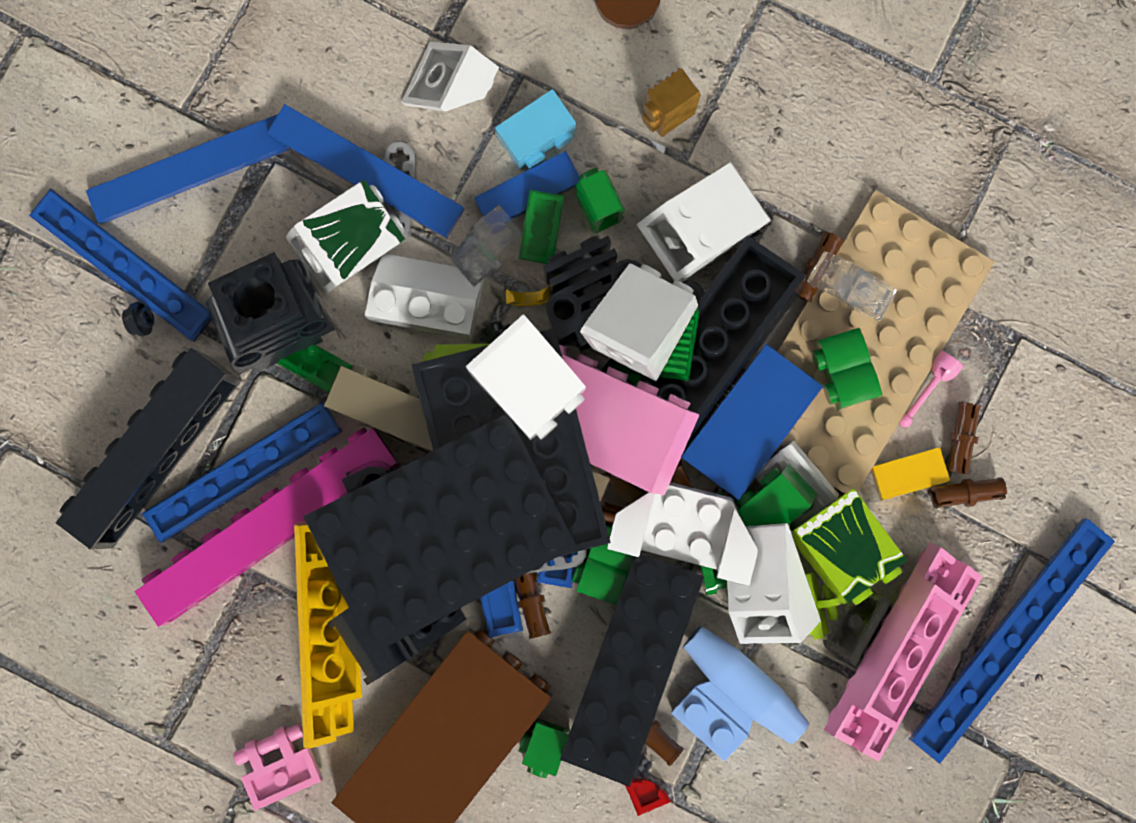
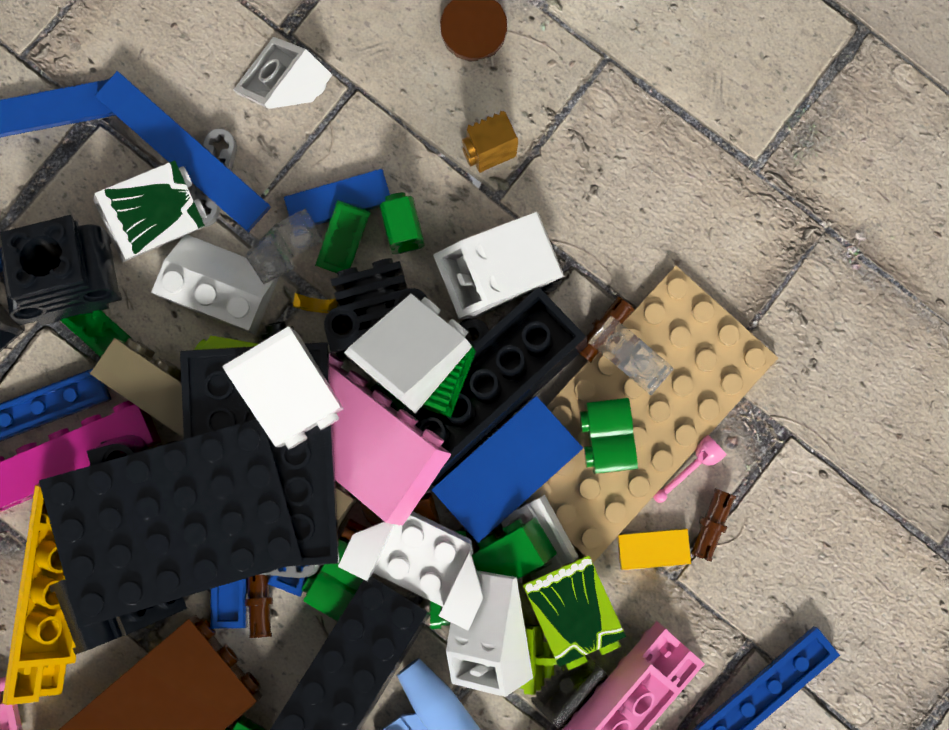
camera: 10 degrees right, 0 degrees up
(536, 130) = (357, 143): medium azure brick -> none
(968, 492) = (706, 579): reddish brown pin -> none

